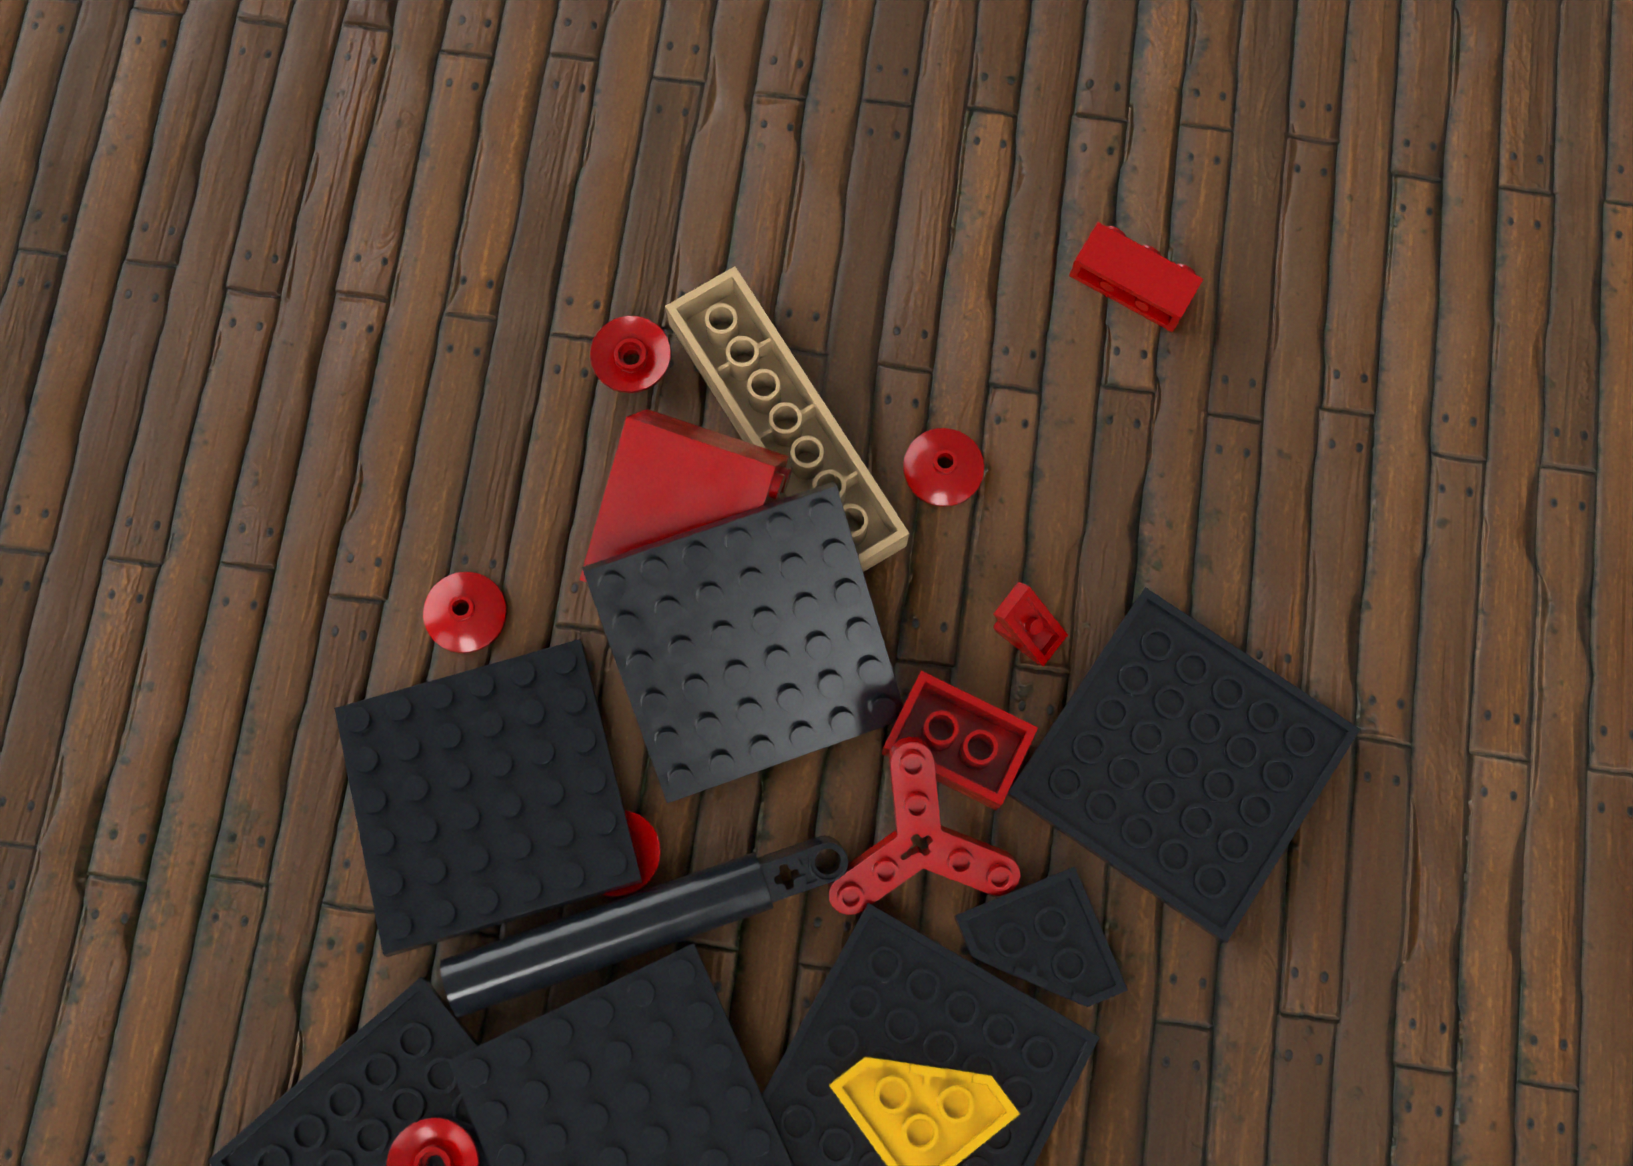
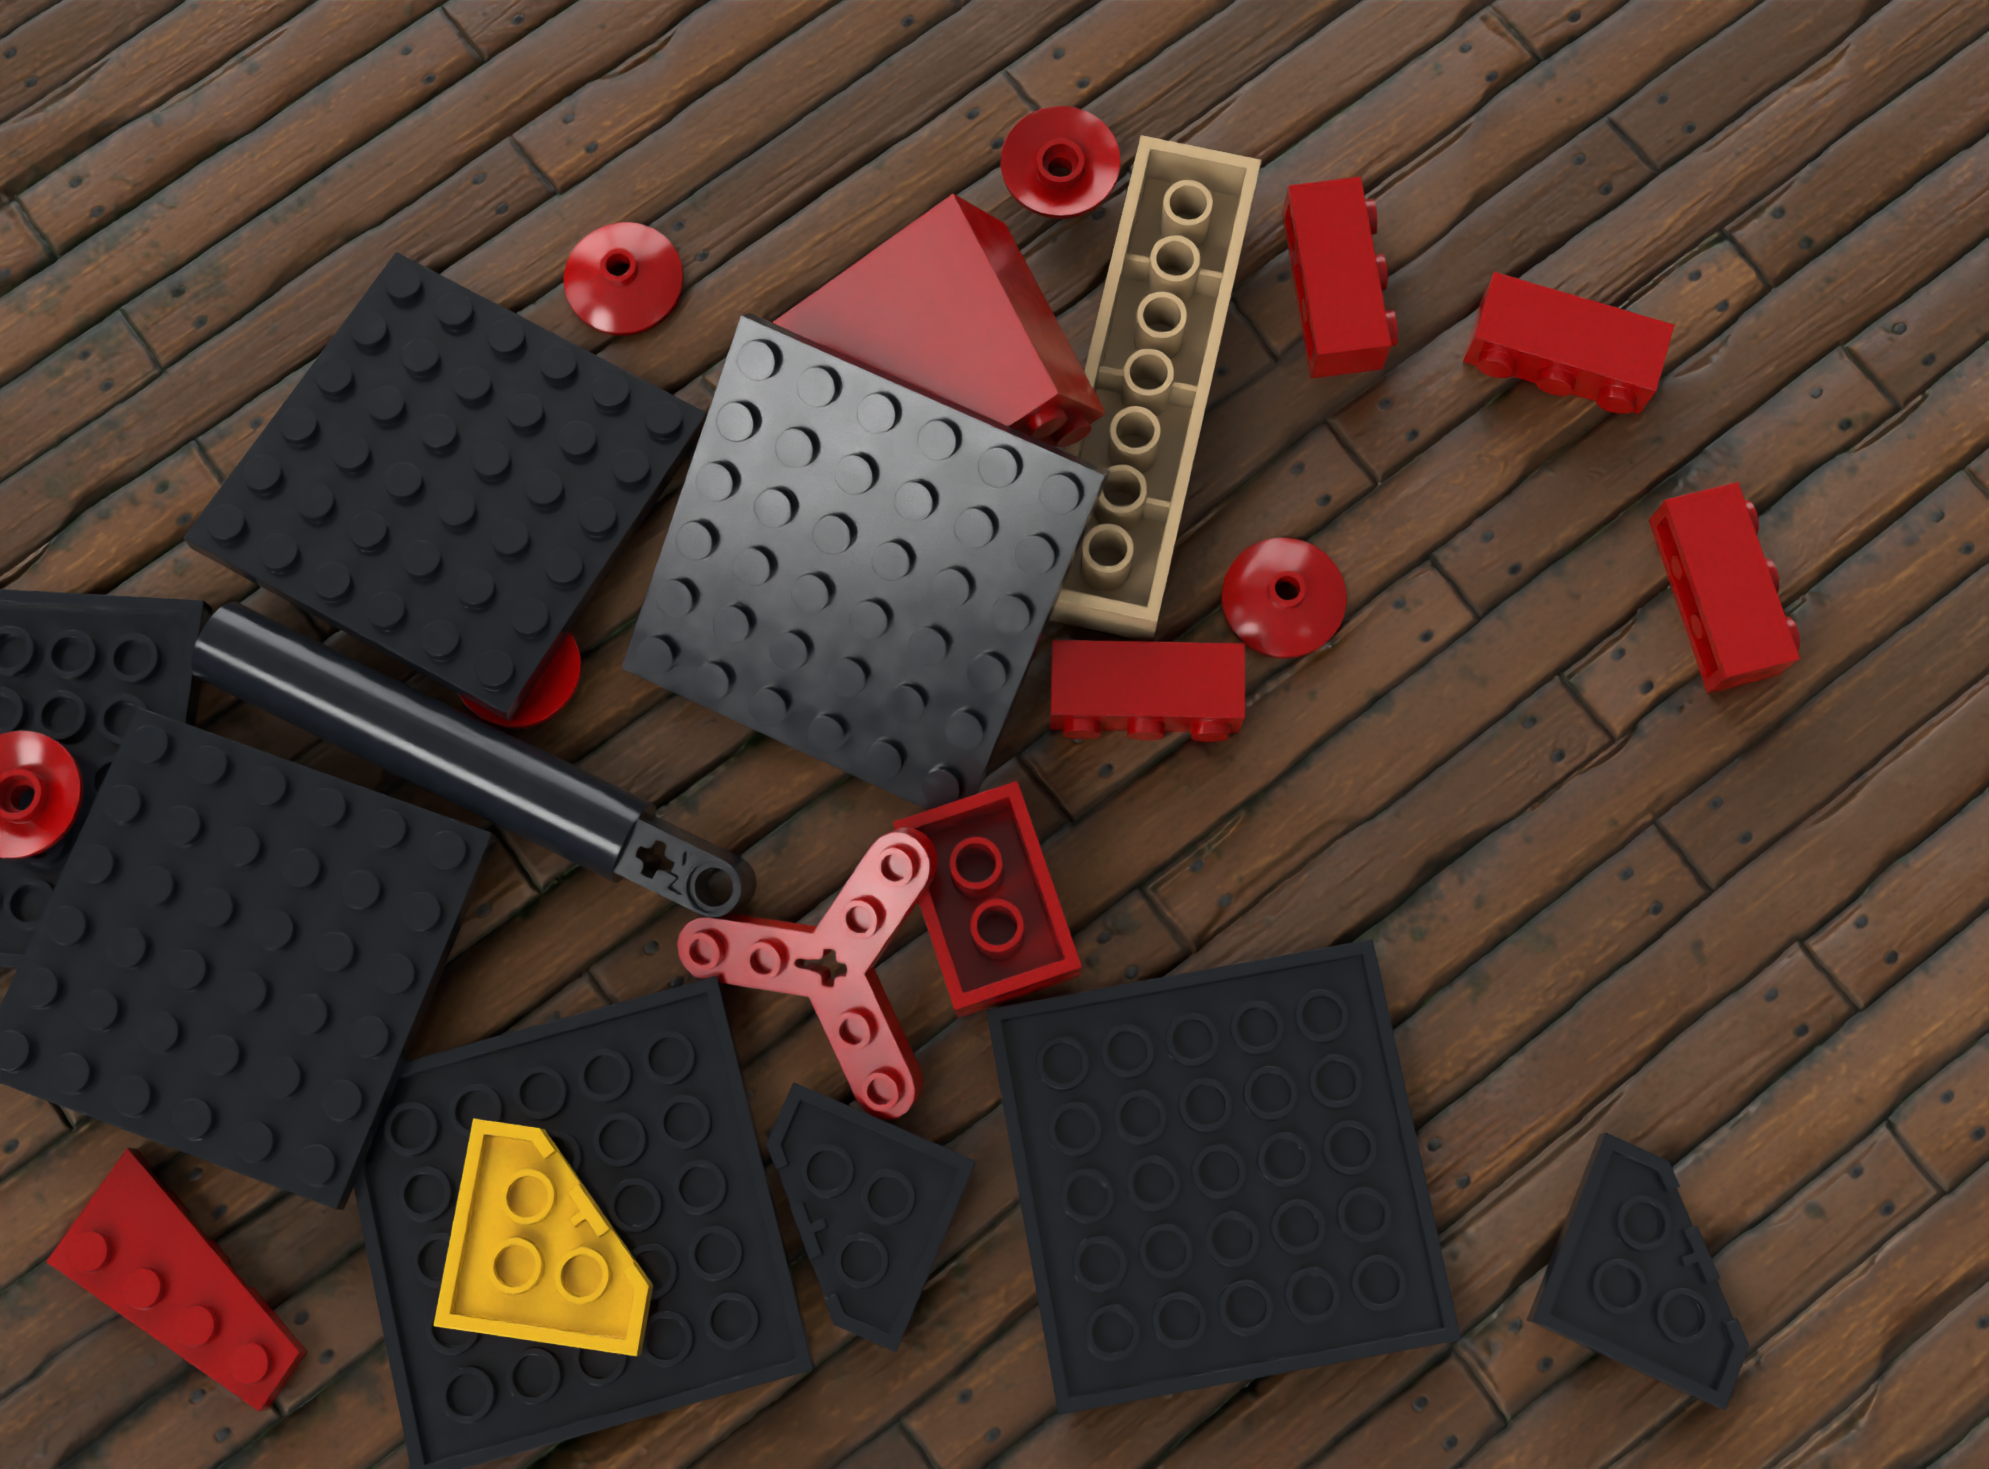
camera: 50 degrees right, 0 degrees up
(819, 290) = (1338, 277): none -> red brick
(929, 570) = (1147, 689): none -> red brick
(956, 226) = (1568, 344): none -> red brick
(1029, 624) = (1197, 853): red slope -> none
(1403, 626) = (1640, 1279): none -> black plate

